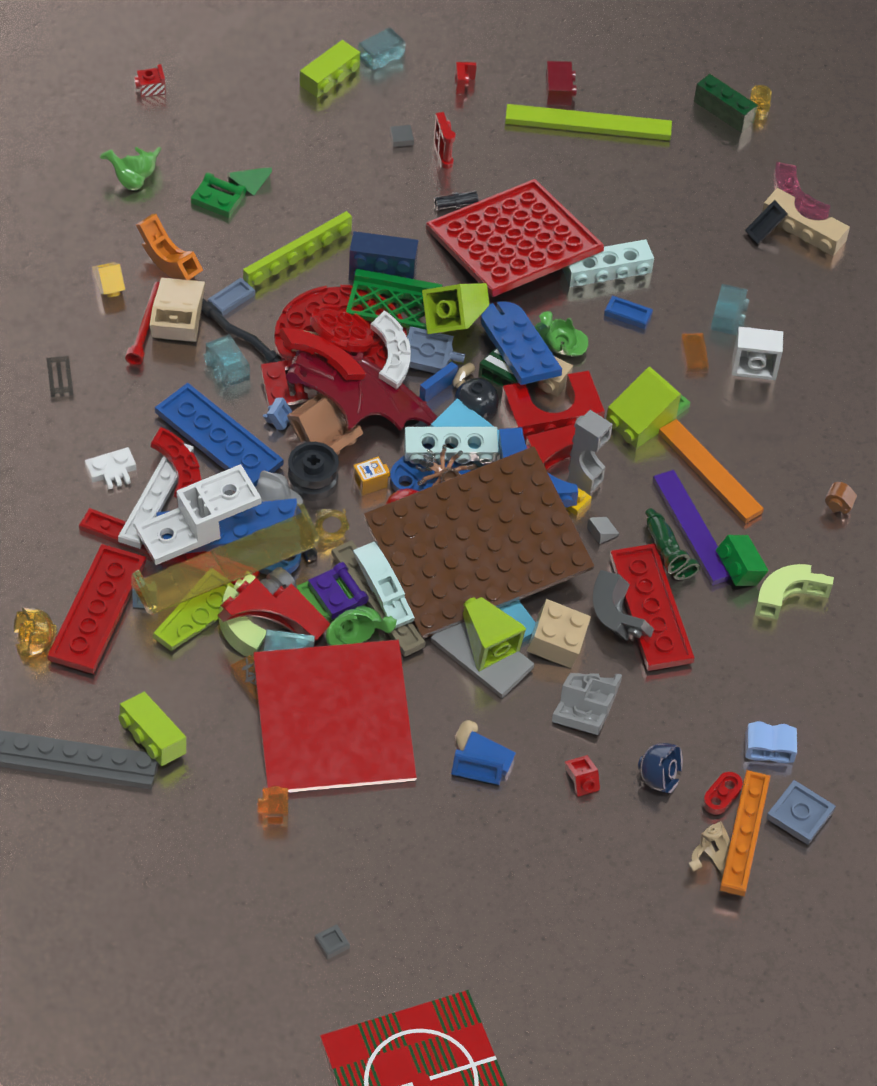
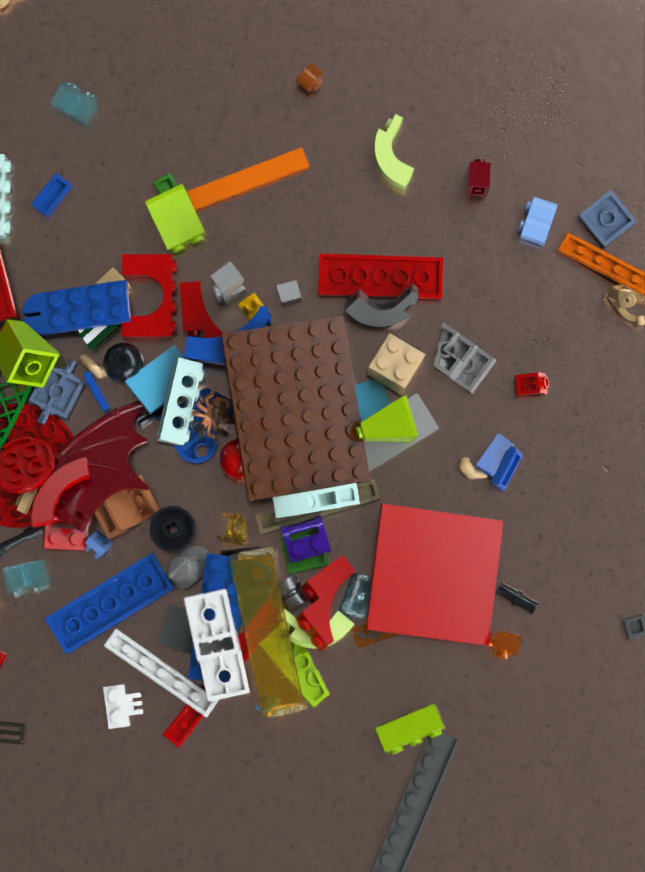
camera: 70 degrees left, 30 degrees up
(34, 631) = (289, 808): clear yellow cylinder -> none
(96, 609) = (272, 749): red plate -> none
(180, 457) = (138, 641): red tile -> none
(331, 810) = (517, 597): none -> black pin
(357, 626) = (345, 531): bright green piece -> none
(370, 475) = (187, 479): light orange brick -> none
(397, 348) = (55, 419): white tile -> none
(561, 335) = (81, 257): bright green piece -> none
(660, 766) = (543, 319): dark blue cylinder -> none
(676, 561) = (323, 243): dark green piece -> none
(691, 526) = (304, 214): dark purple tile -> none
(694, 353) = (113, 150): clear orange tile -> none
(721, 794) = (576, 275): red plate -> none
(742, 560) = (356, 185): green brick -> none
(757, 353) = (138, 96): white brick -> none
(795, 667) = (478, 177): none -> dark red brick

